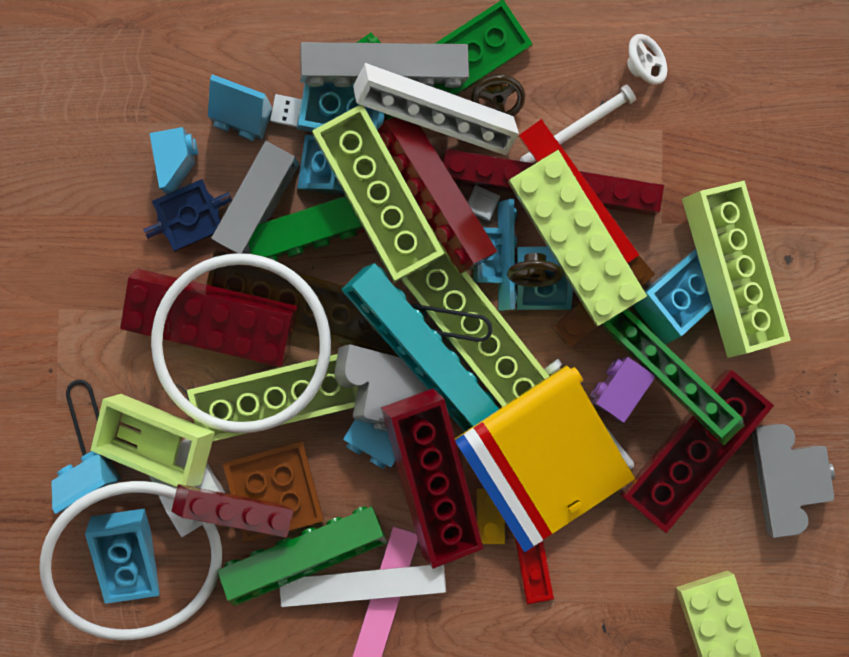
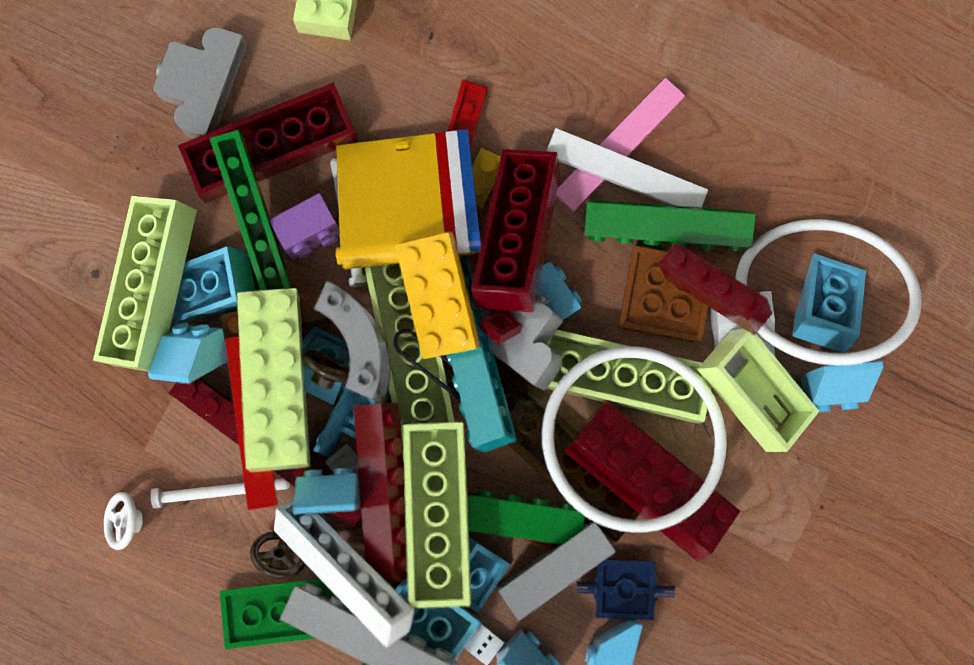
camera: 155 degrees left, 5 degrees down
(73, 412) = (817, 463): black piece -> none
(404, 382) = (500, 326): none -> dark red plate
(471, 380) = (437, 295): none -> yellow plate
(480, 165) = (327, 493): none -> medium azure slope
(515, 309) = (364, 339): none -> light grey window
(664, 226) = (188, 353): none -> medium azure slope

